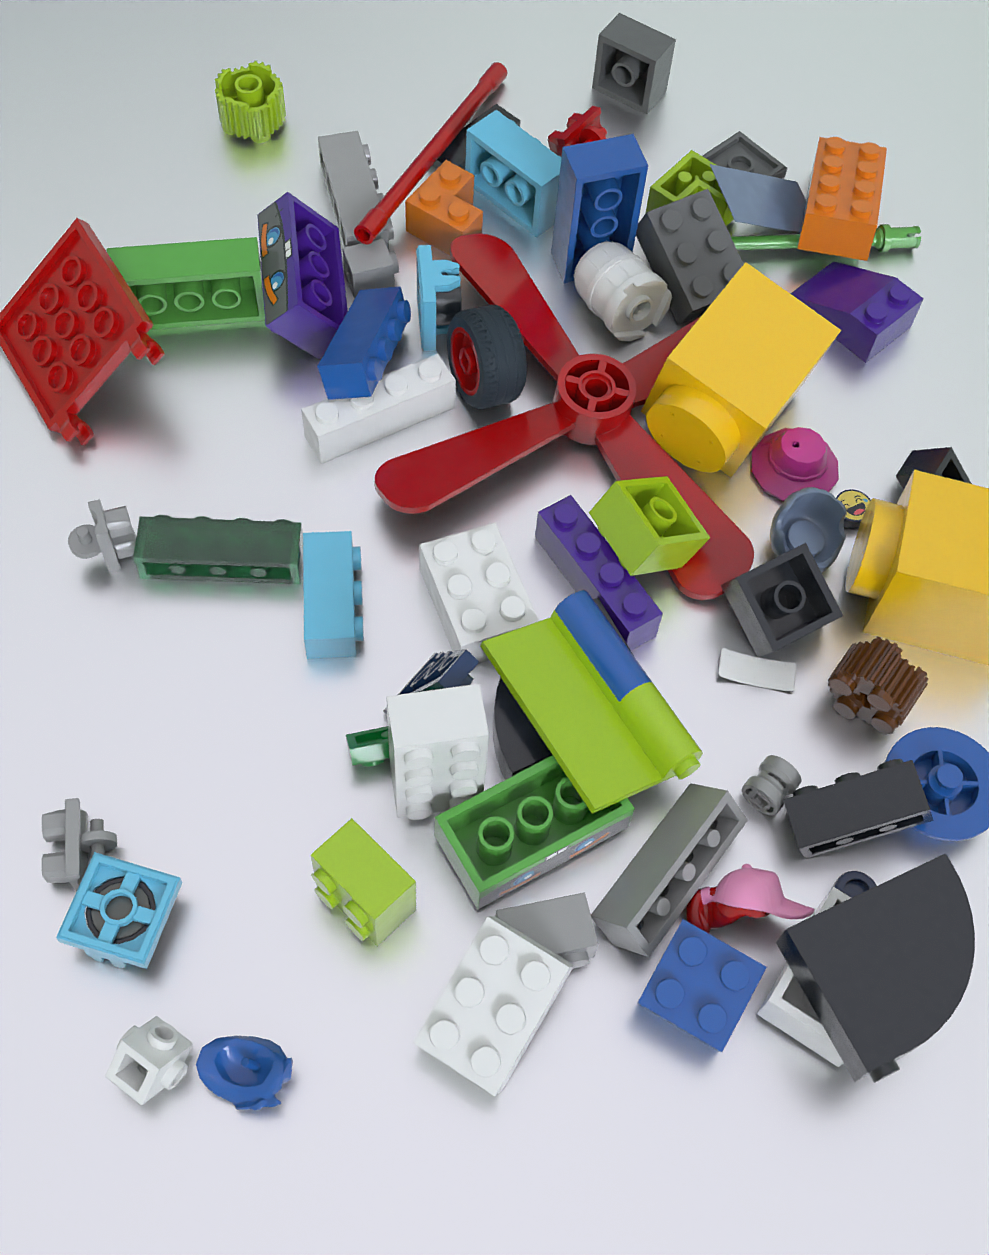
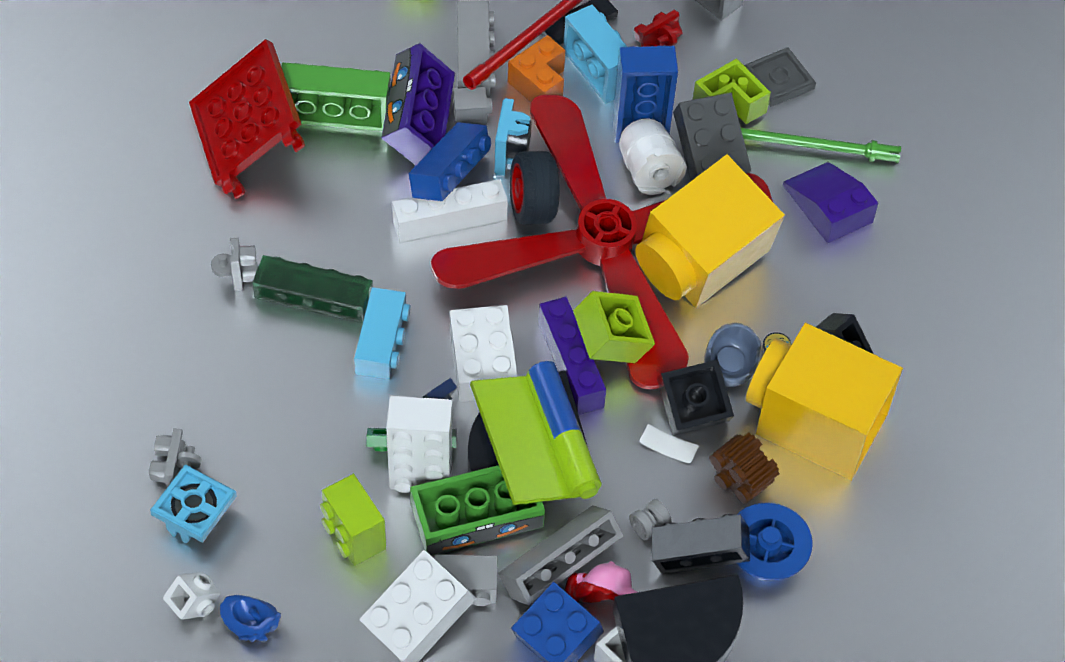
camera: 15 degrees right, 5 degrees down
(761, 199) = (783, 107): sand blue sticker -> none
(787, 469) = (746, 304): dark pink hat -> none
(843, 198) = (845, 115): orange brick -> none

